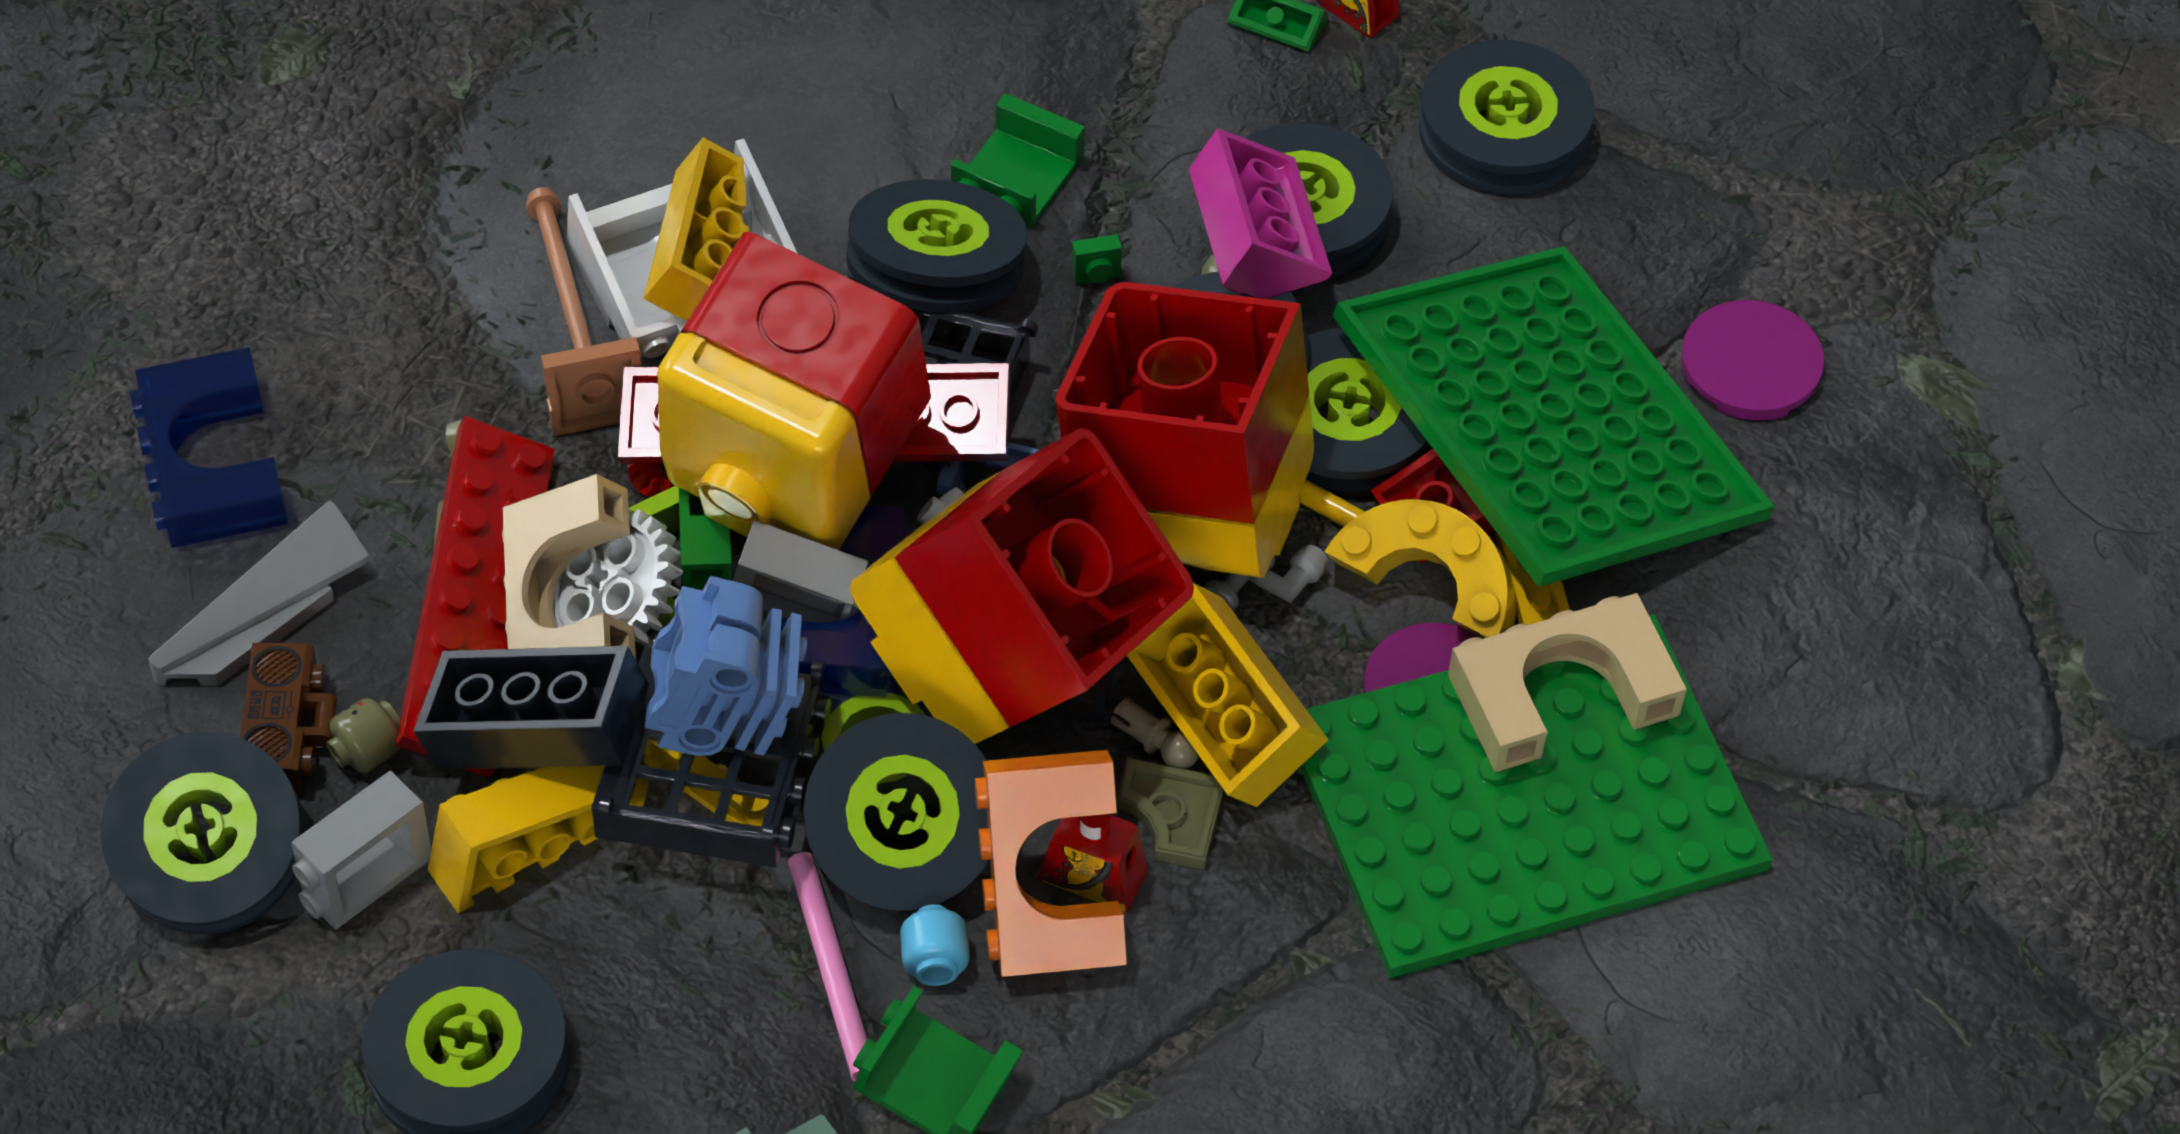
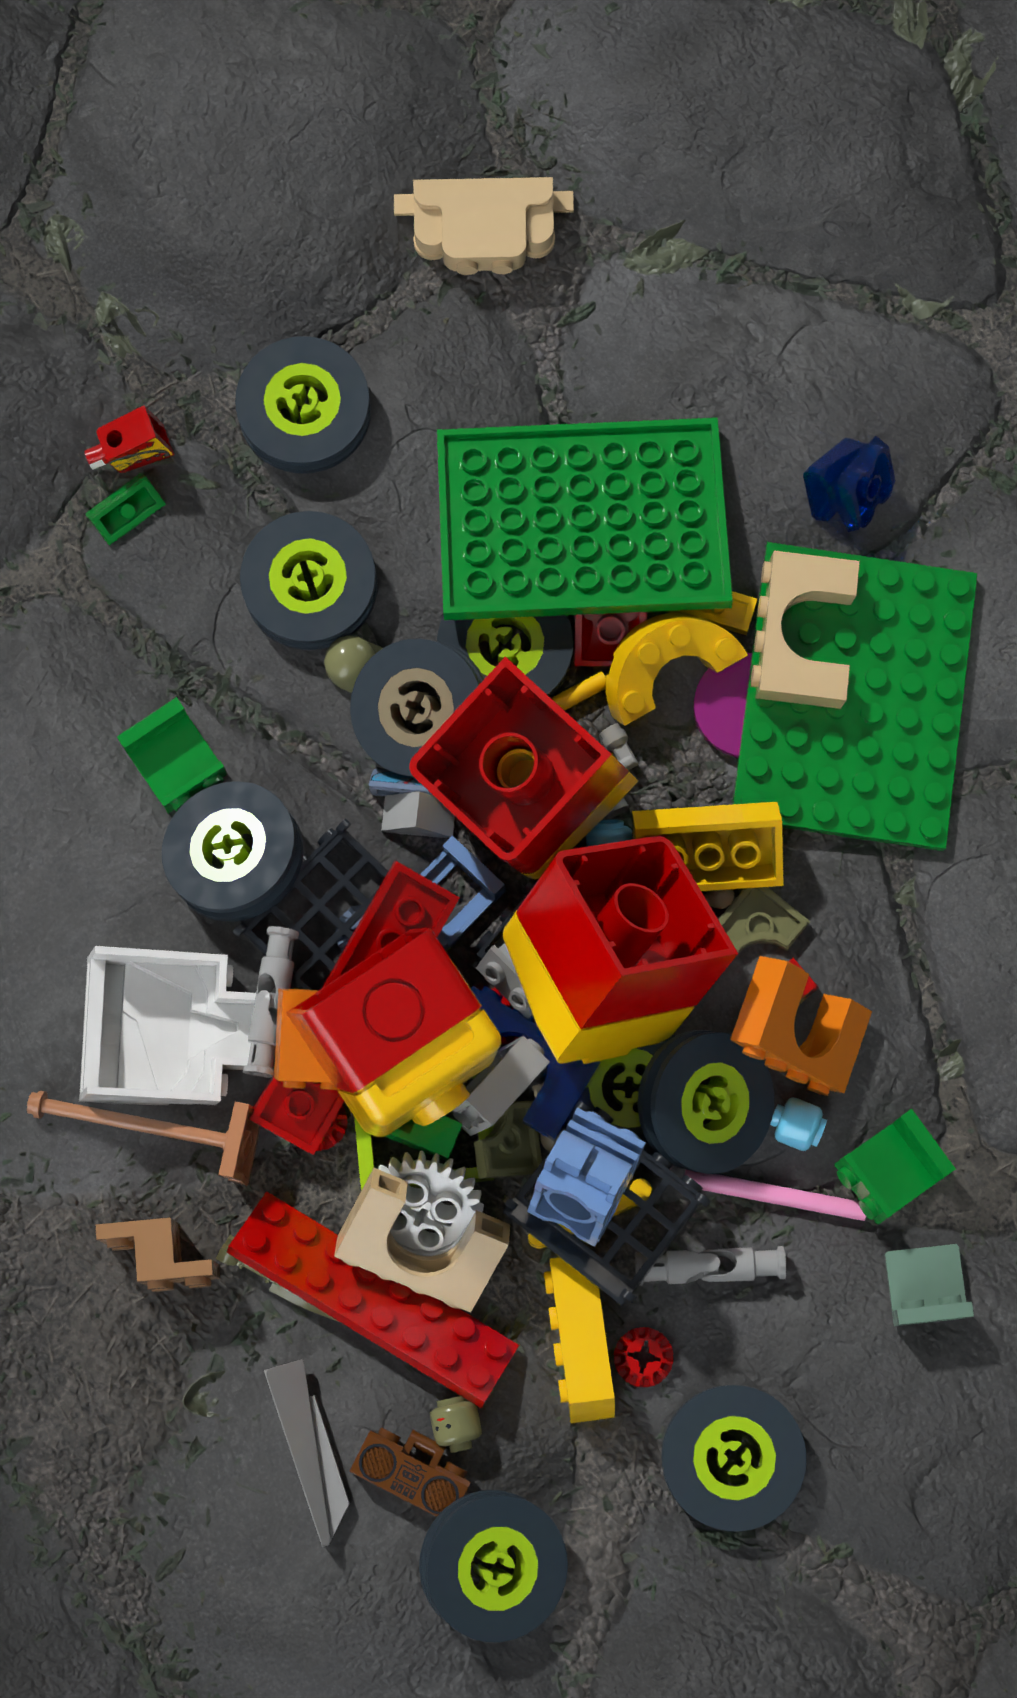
camera: 60 degrees left, 25 degrees up
(197, 500) = (94, 1440): clear blue arch -> none
(361, 850) = (559, 1467): light grey window -> none
(423, 362) = (157, 1253): none -> medium nougat bracket
(532, 707) = (527, 1311): black brick -> none
(532, 921) = (629, 1368): none -> red gear
(688, 907) = (689, 1266): none -> light grey piece
(697, 228) = (168, 1016): yellow wedge -> none
(1096, 259) = (291, 746): green plate -> none
(1257, 217) = (341, 626): dark pink slope -> none
(1752, 359) = (586, 361): magenta tile -> none
(1788, 663) = (850, 481): none -> clear blue piece
(1849, 193) = (483, 221): none -> tan brick

